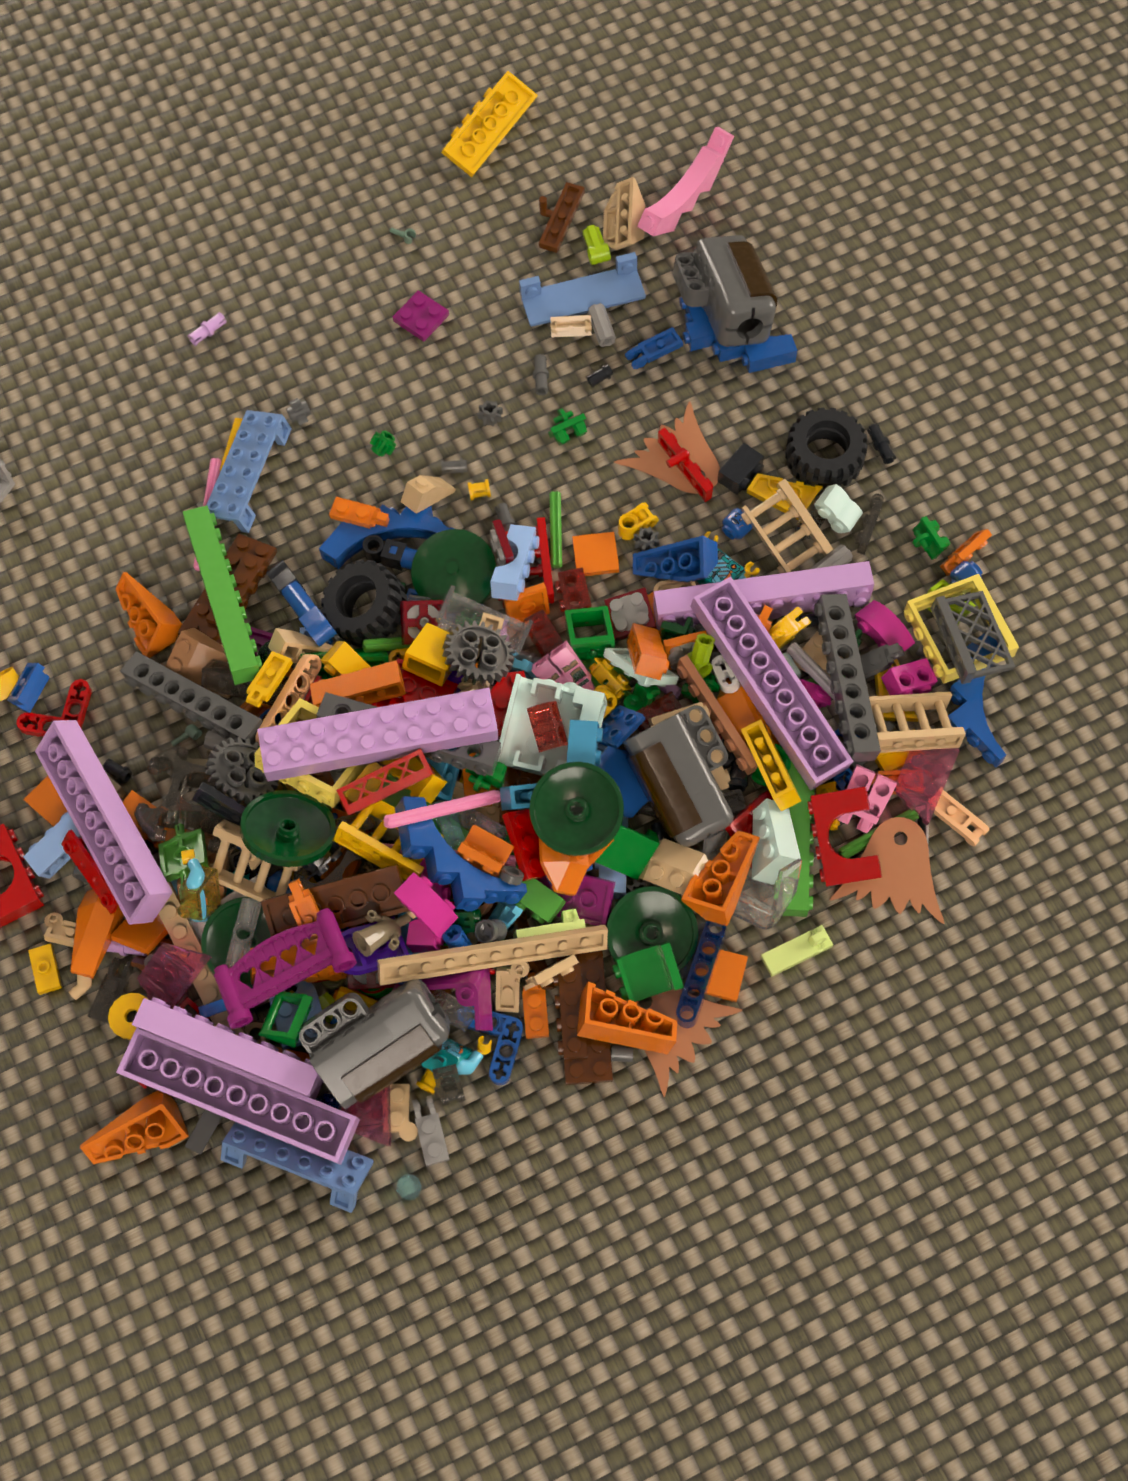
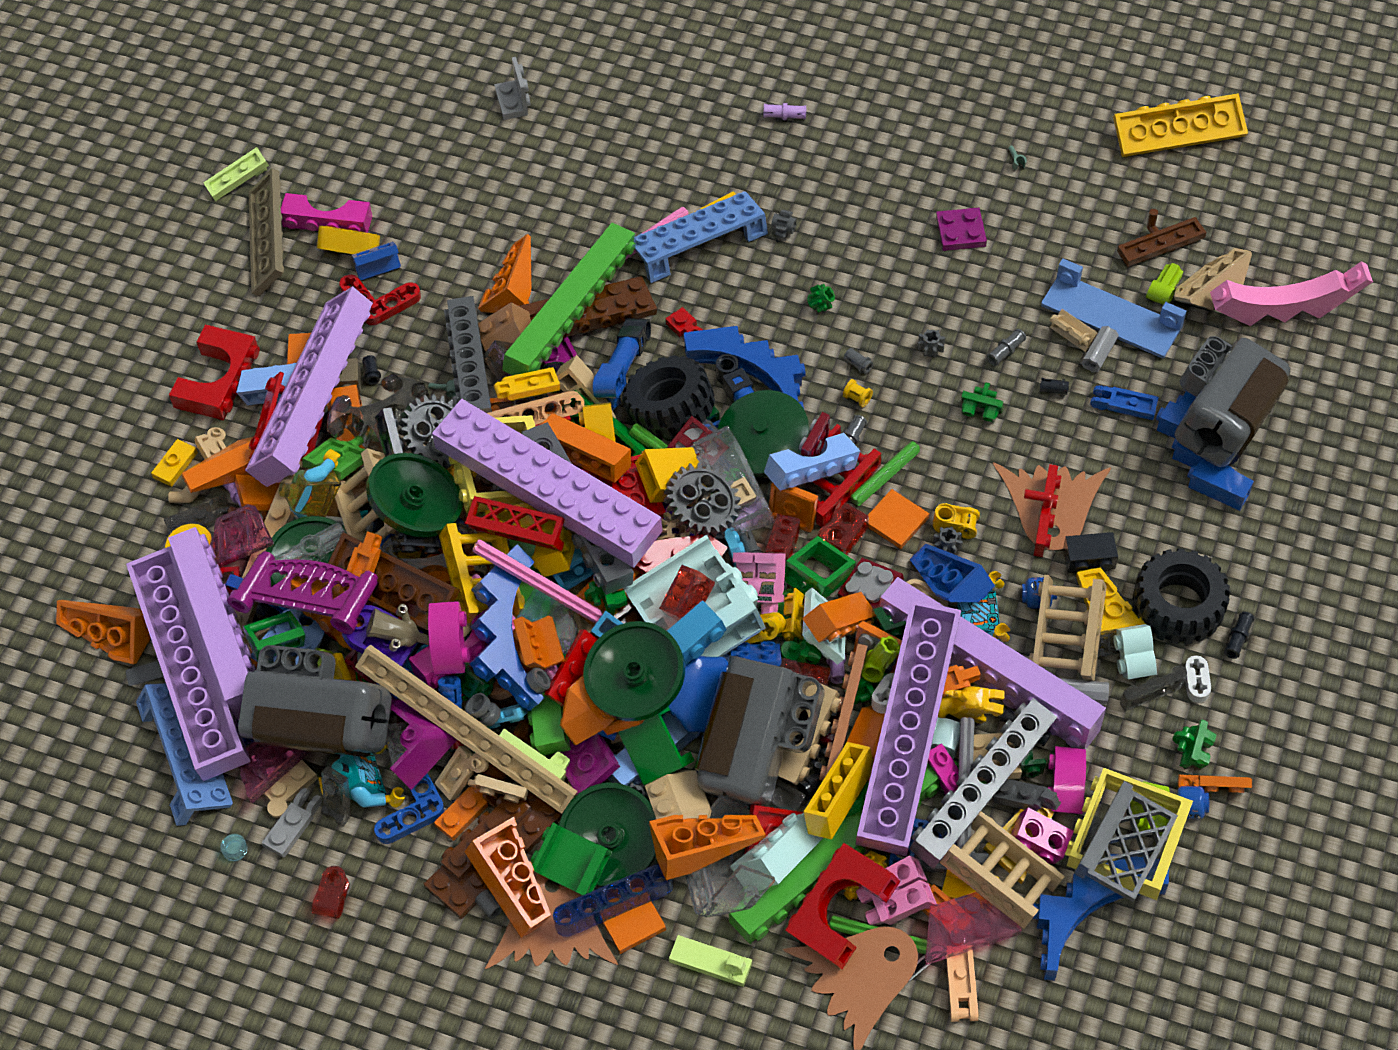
camera: 45 degrees right, 10 degrees down
(305, 542) = (682, 322): none -> red plate
(358, 513) = (739, 330): orange hinge -> none
(424, 492) = (809, 356): tan slope -> none
(516, 1153) = (331, 897): none -> clear red piece
(888, 492) = (1202, 678): none -> white beam

